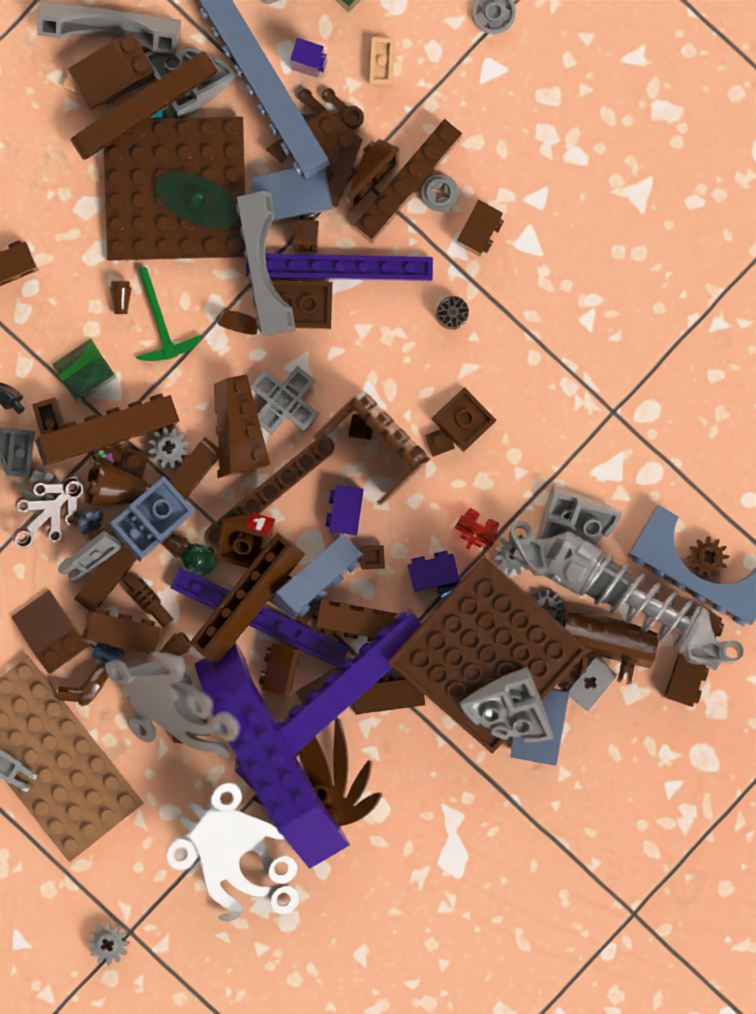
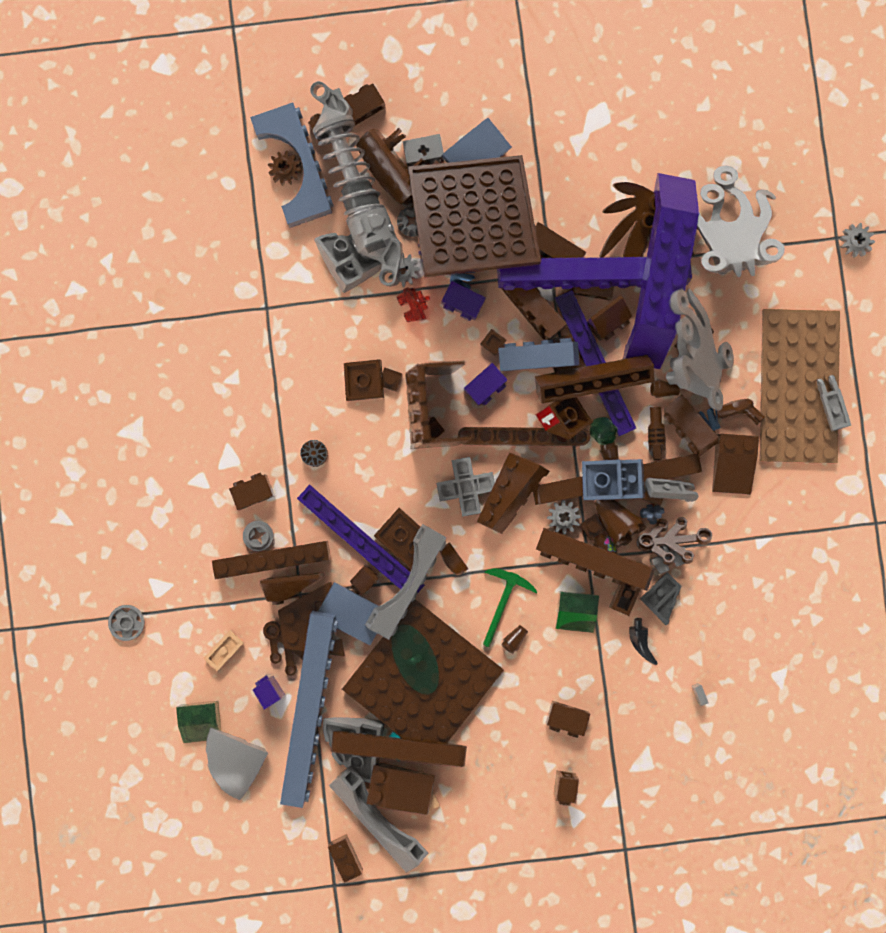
camera: 130 degrees left, 0 degrees up
(510, 708) = (487, 171): light grey brick -> none

